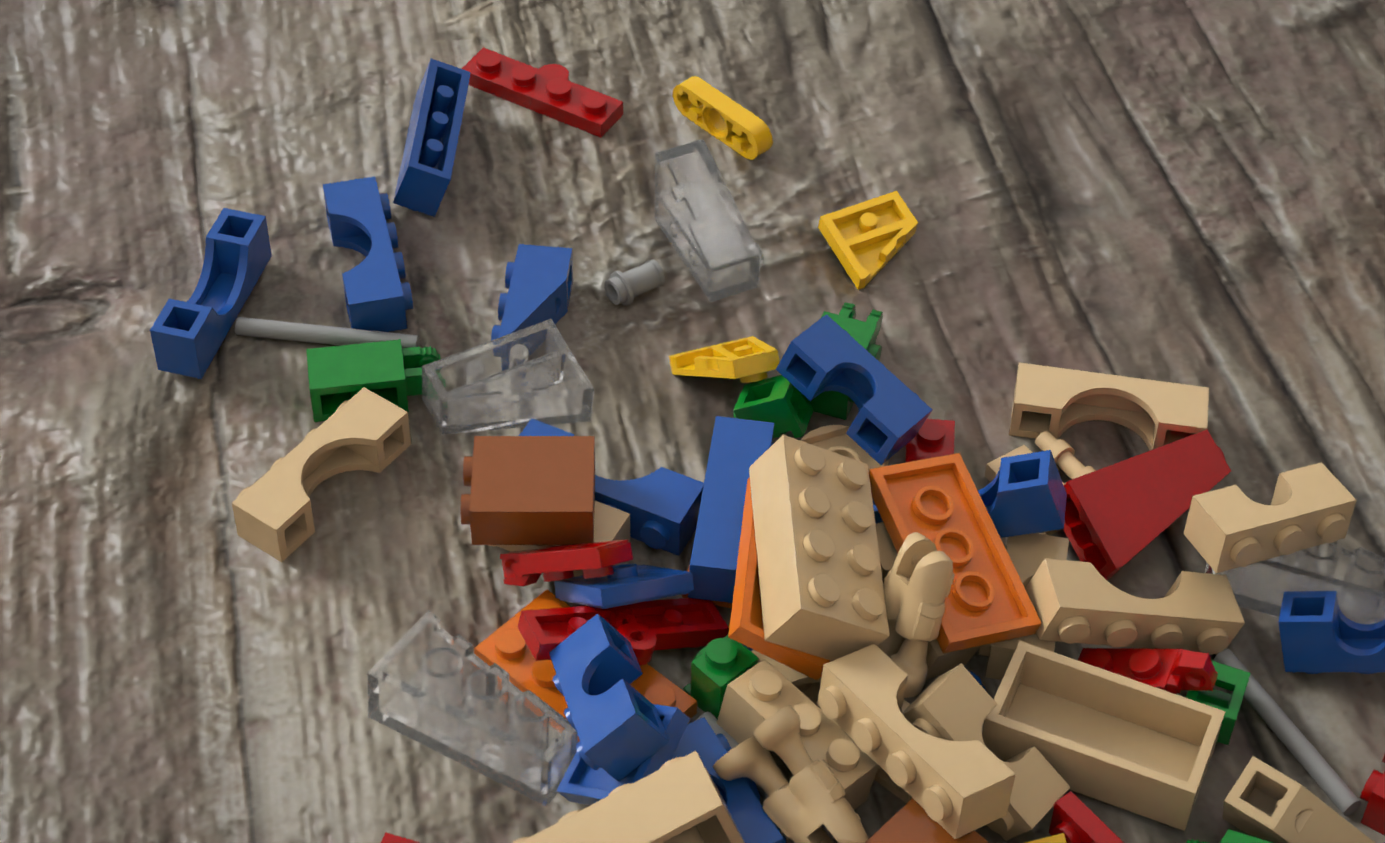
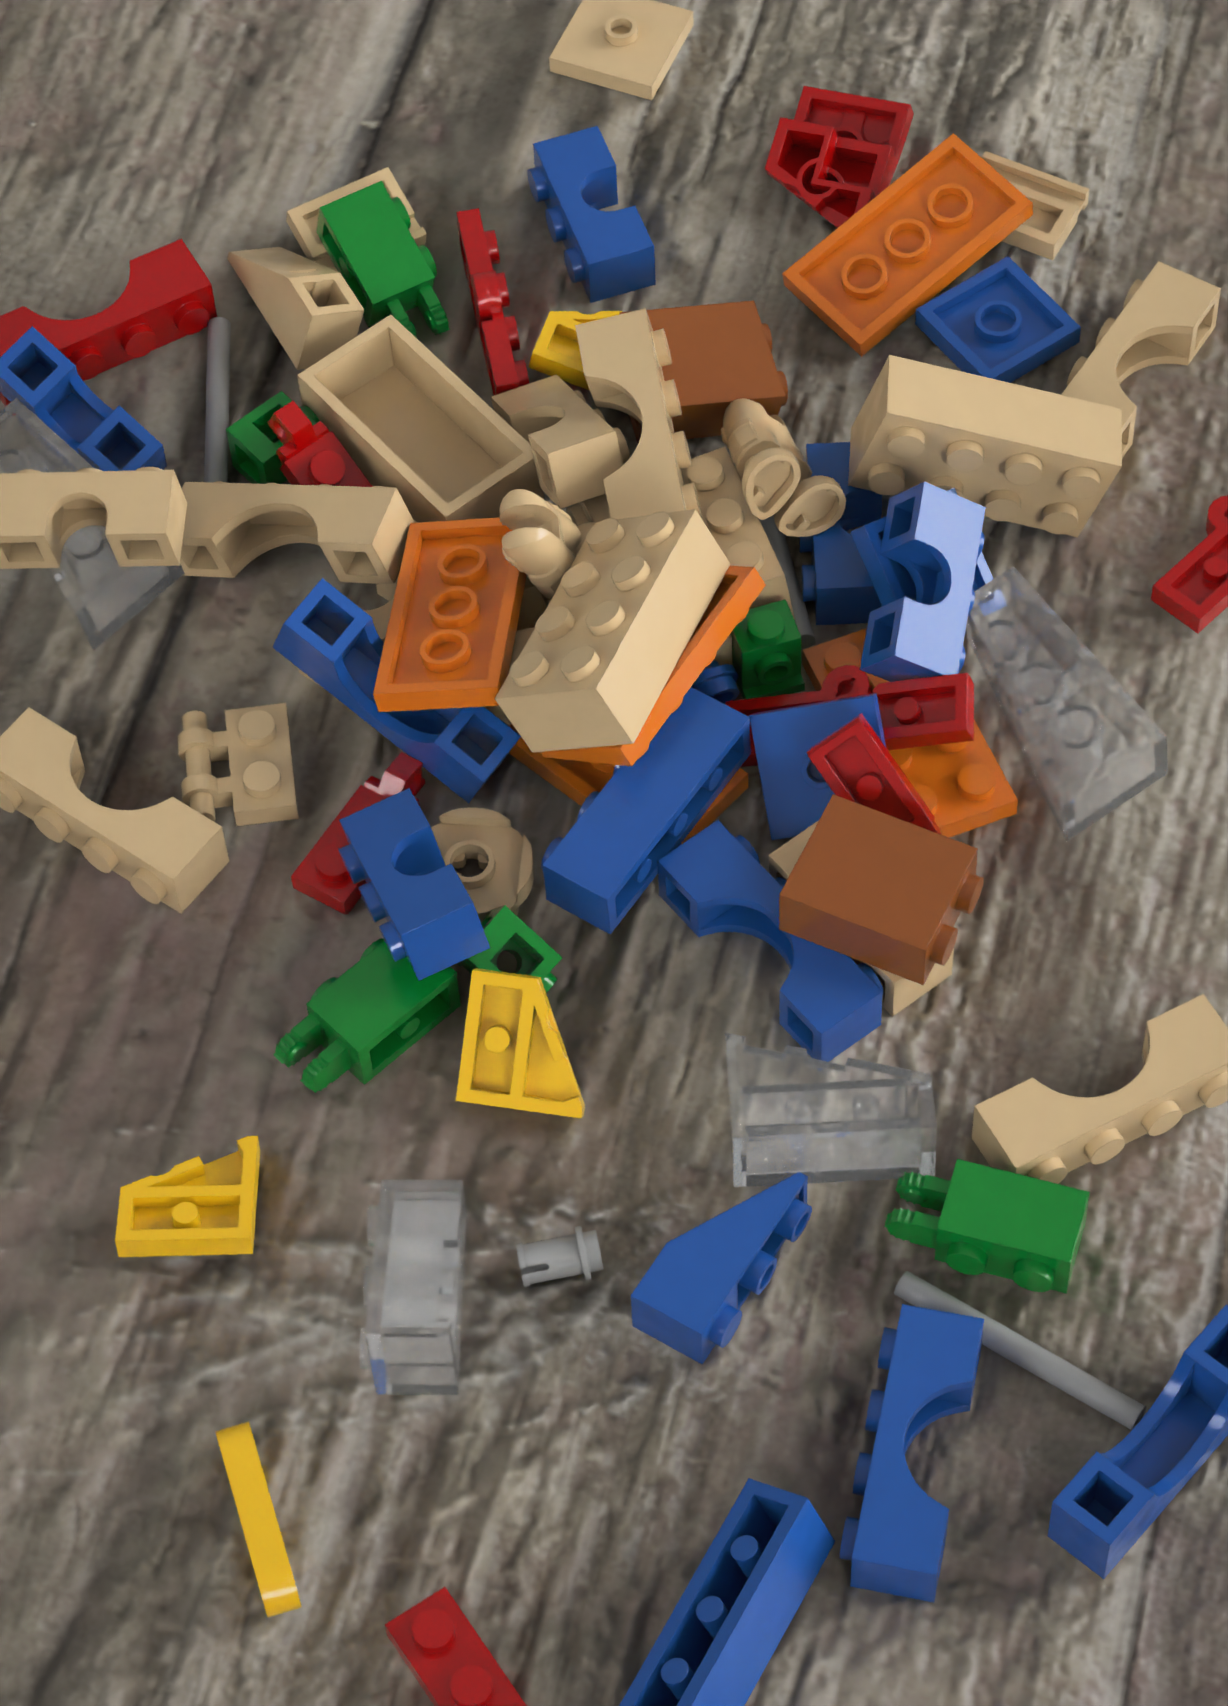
camera: 150 degrees left, 10 degrees up
(1133, 501) = (166, 668): red slope -> none

